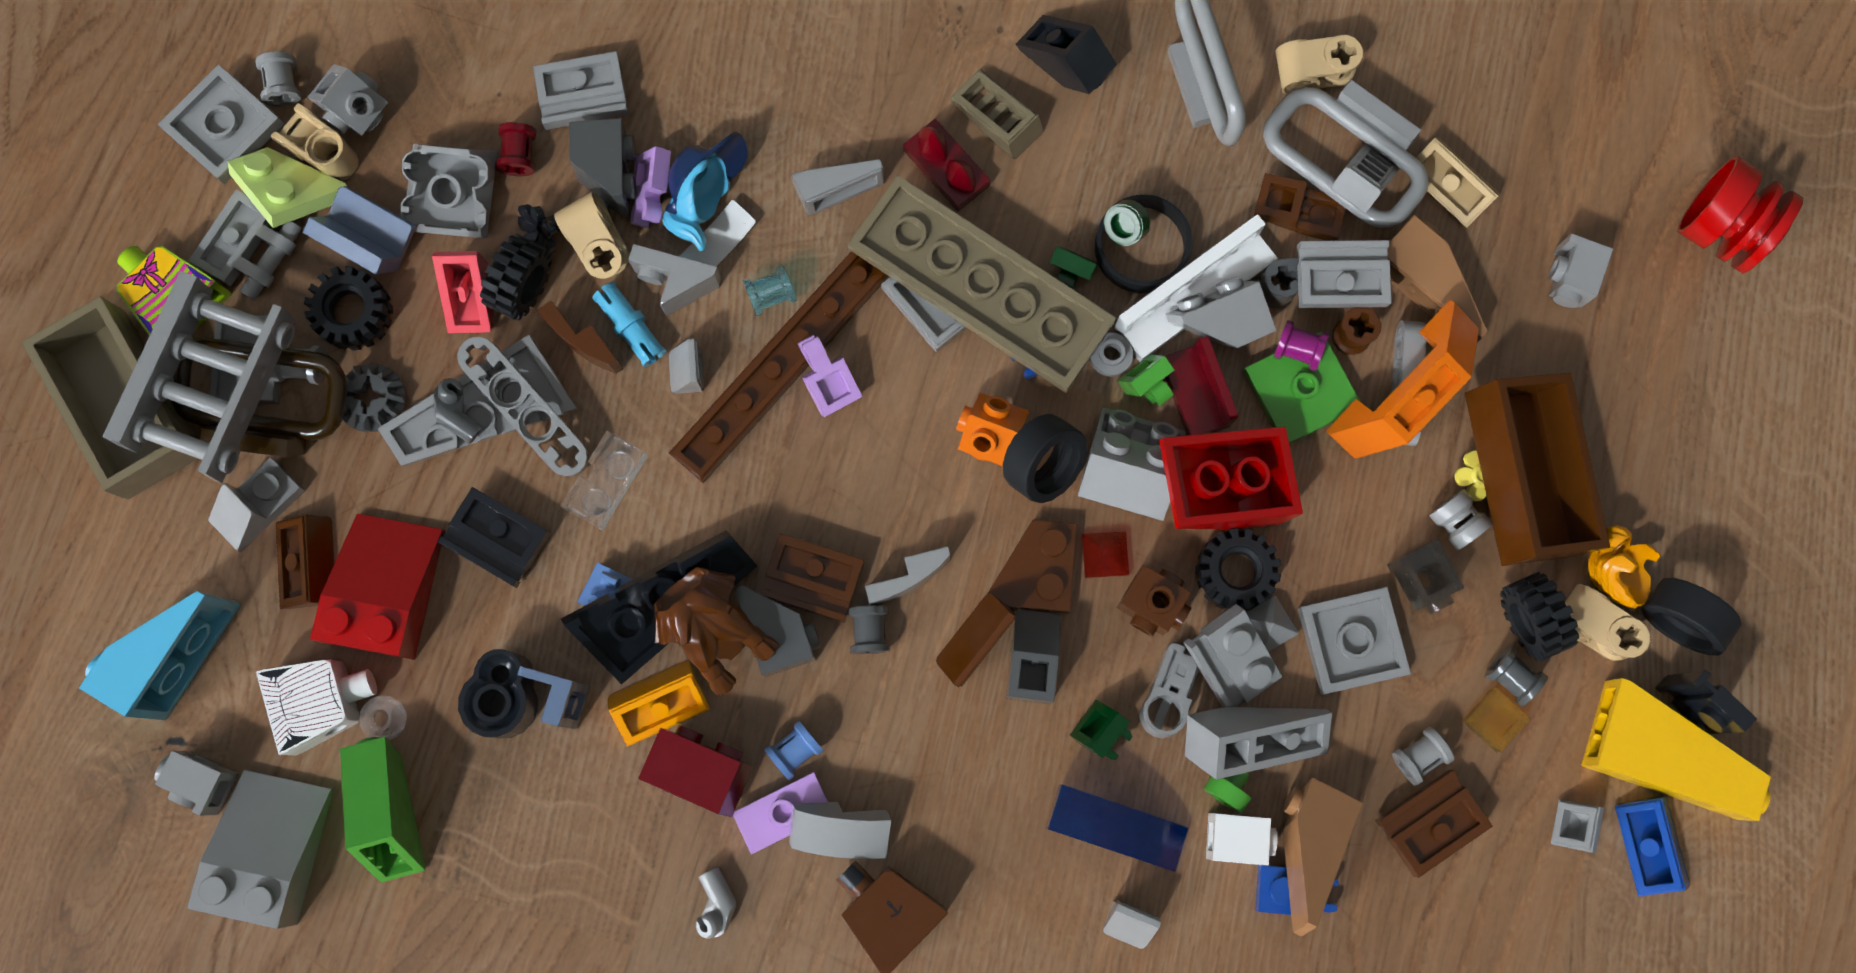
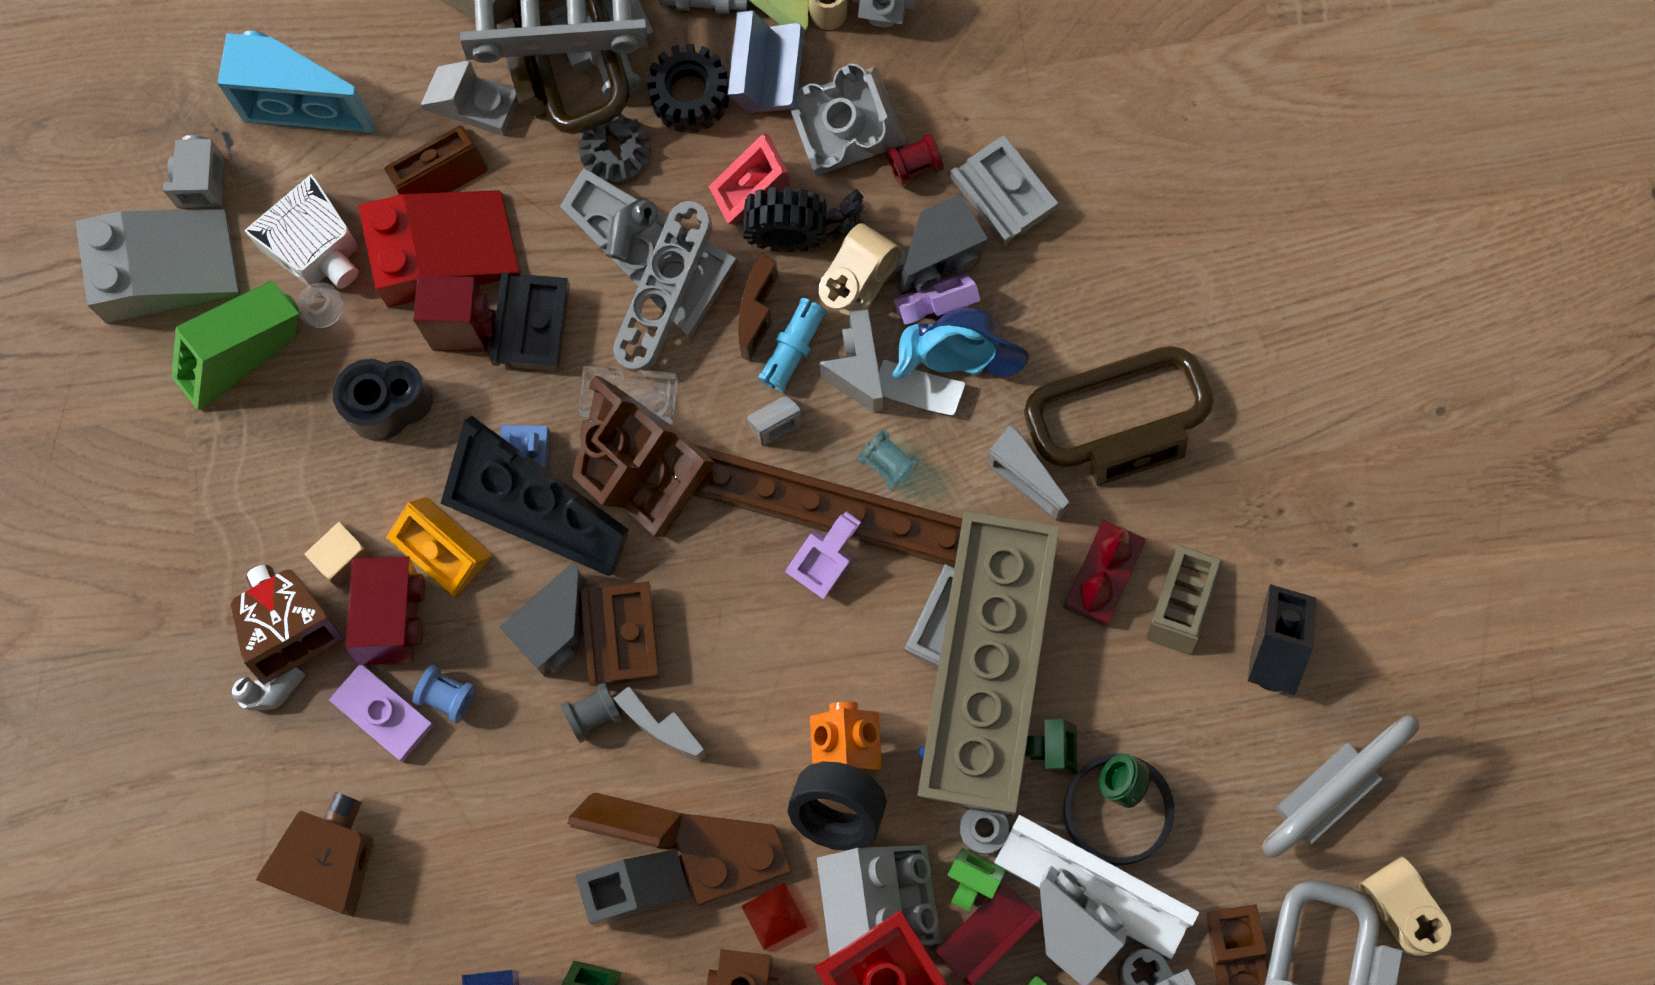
camera: 70 degrees right, 5 degrees down
(456, 596) = (453, 313): none -> dark red brick
(564, 701) = (399, 456): sand blue panel -> none
(622, 795) = (335, 553): none -> tan slope
(663, 867) = (279, 623): none -> reddish brown torso
(667, 496) = (637, 459): none -> reddish brown slope
(708, 625) = (523, 537): reddish brown piece -> none
(839, 834) = (382, 784): light grey slope -> none
(854, 95) = (1130, 449): none -> dark brown bar

